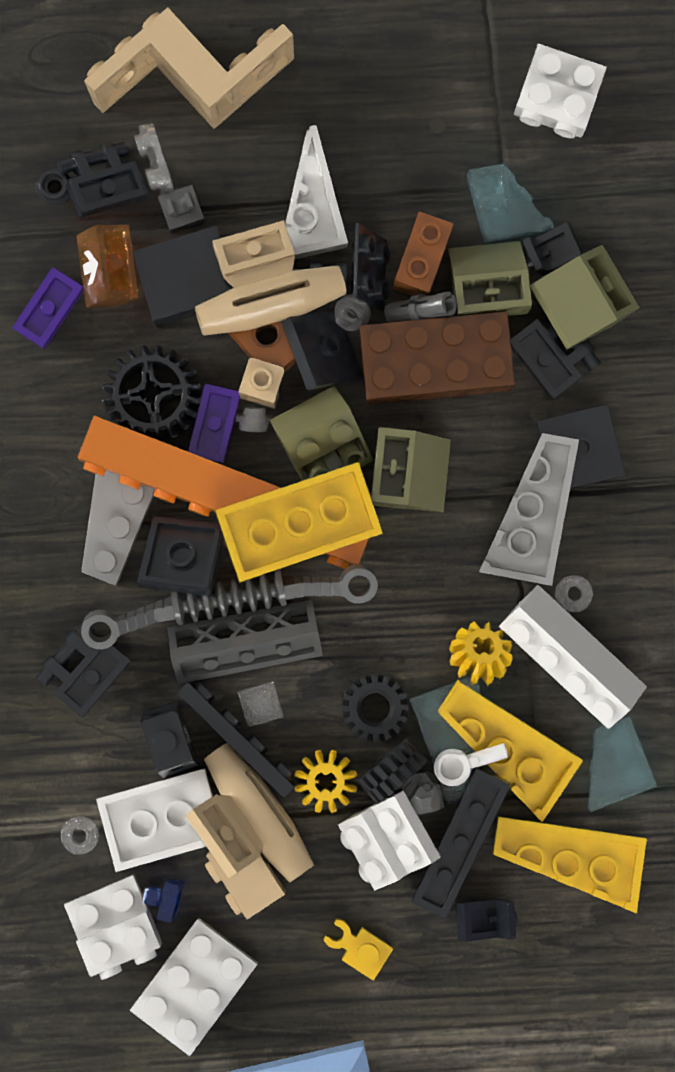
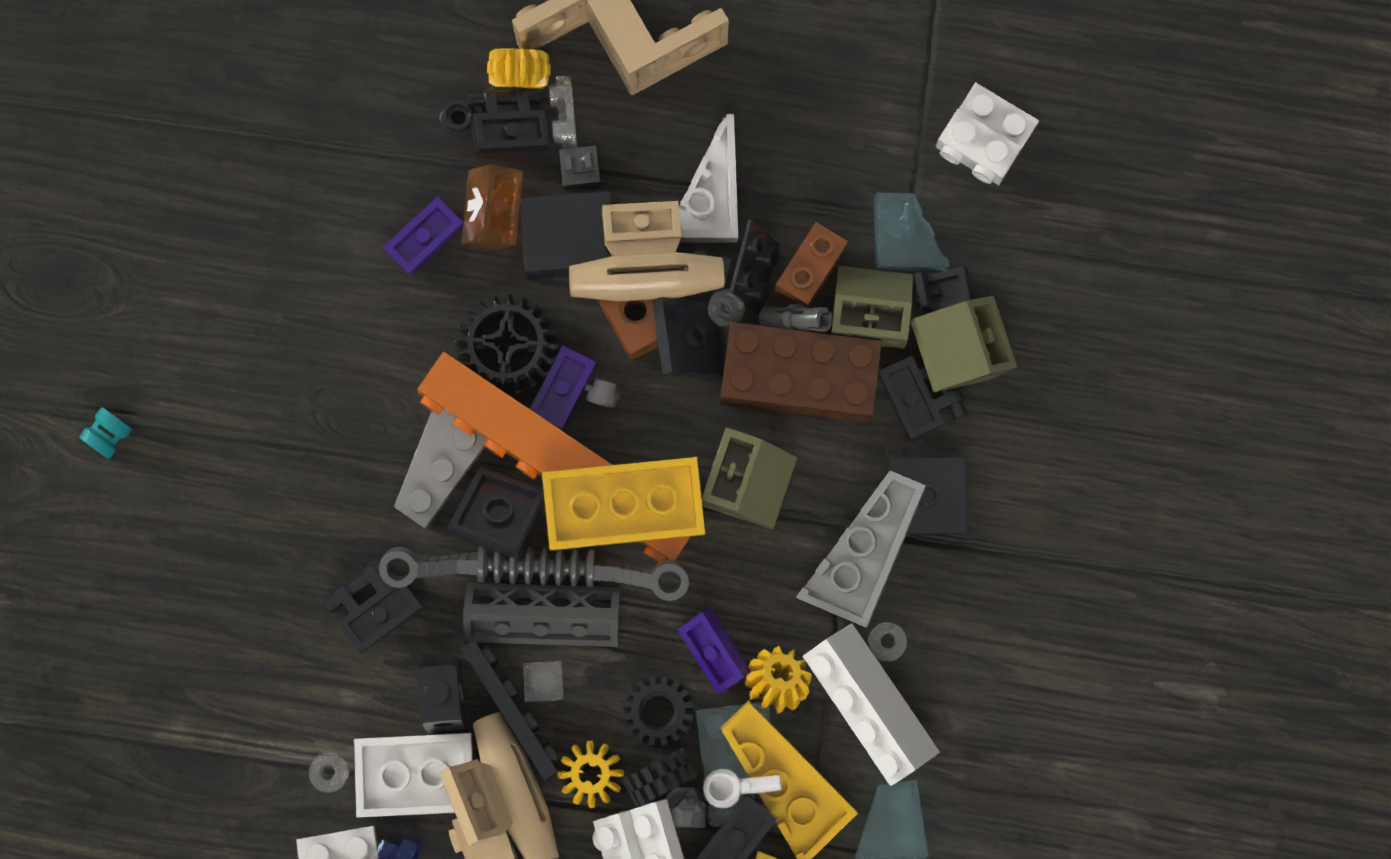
camera: 15 degrees right, 5 degrees down
(101, 126) = (518, 68): none -> yellow gear
(261, 383) = (618, 357): tan bracket -> none
(321, 435) = (667, 423): olive slope -> none
(414, 640) = (714, 651): none -> dark purple plate

